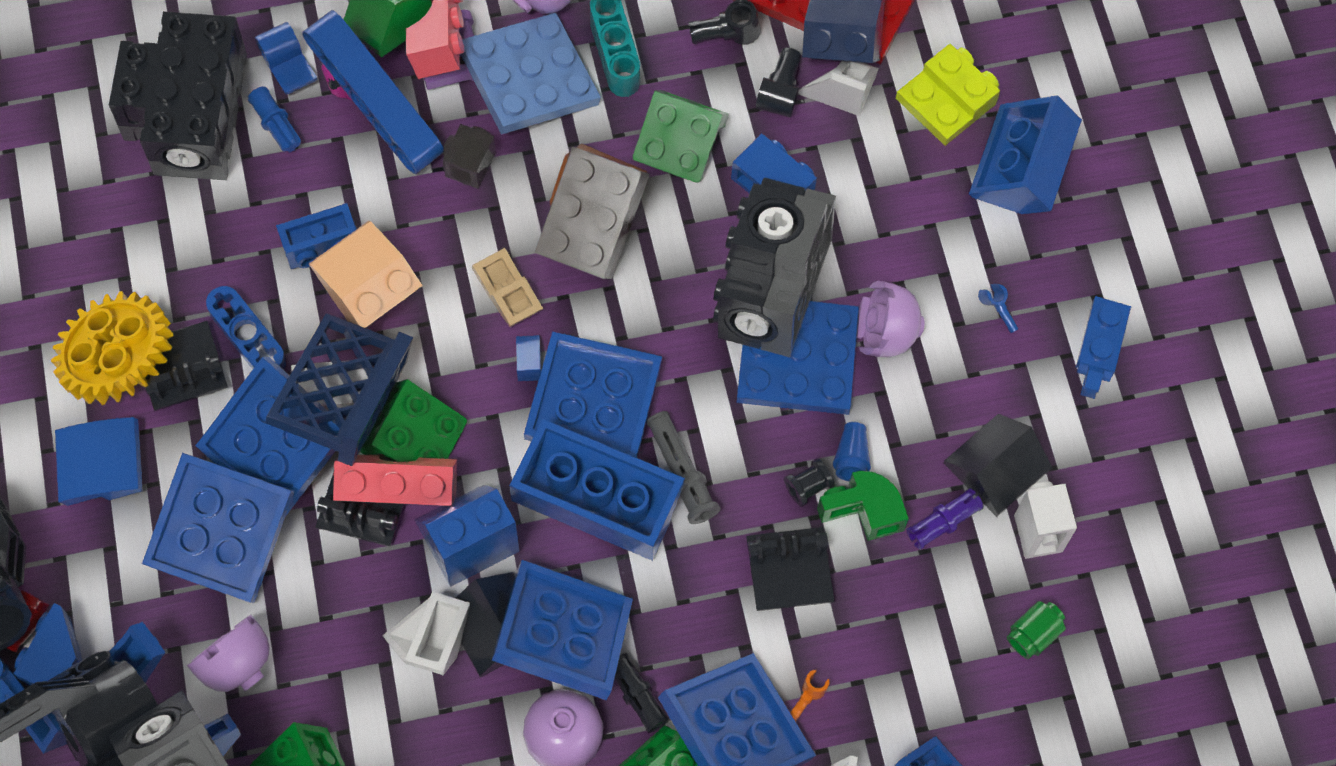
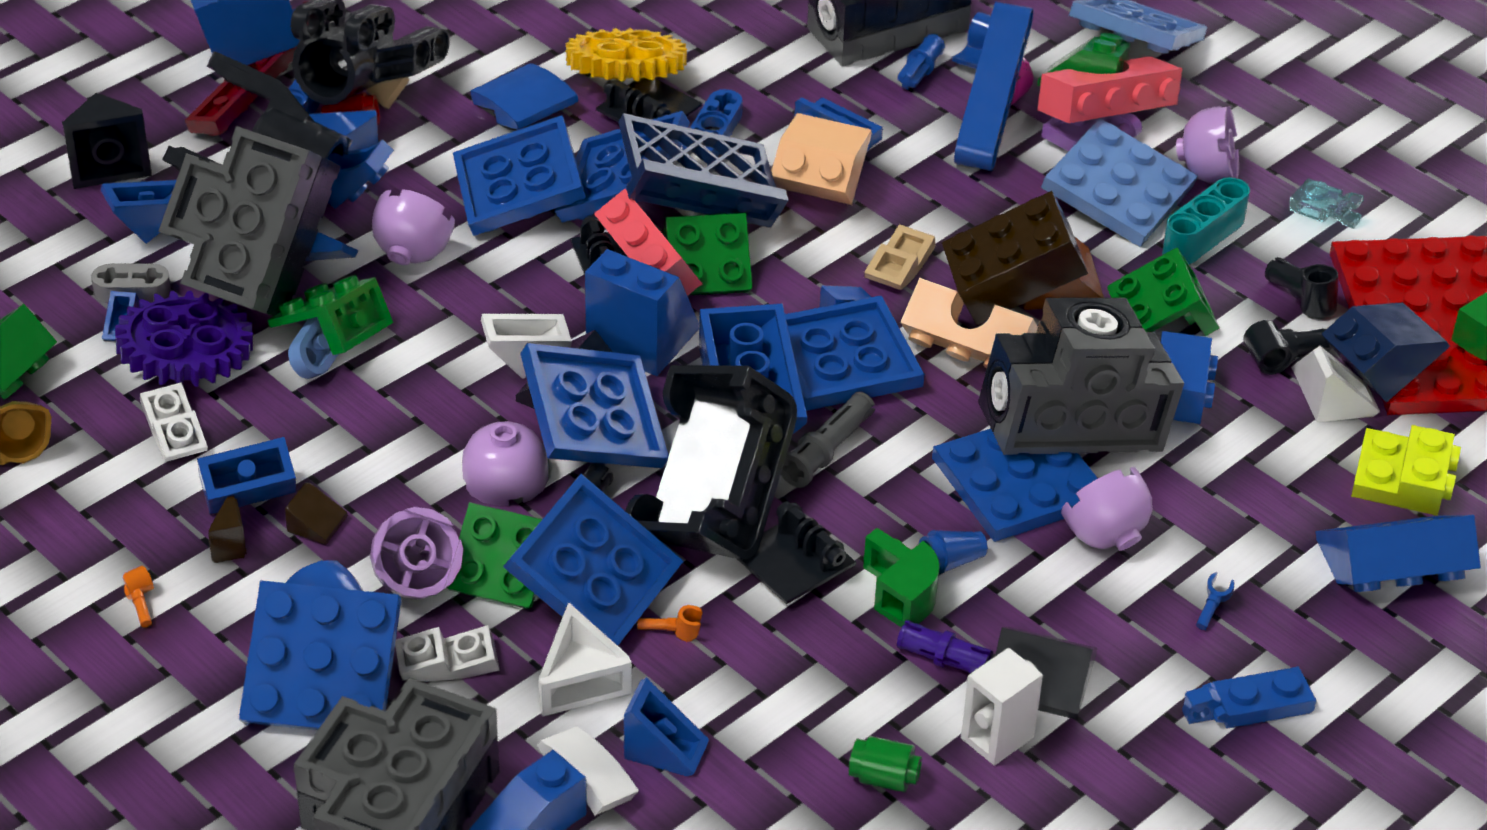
camera: 60 degrees right, 25 degrees down
(468, 155) = (1001, 179): clear smoke brick -> none
(663, 281) = (934, 320): none -> light nougat arch
(696, 582) = (720, 461): none -> black windscreen
(809, 482) = (895, 526): black bush -> none

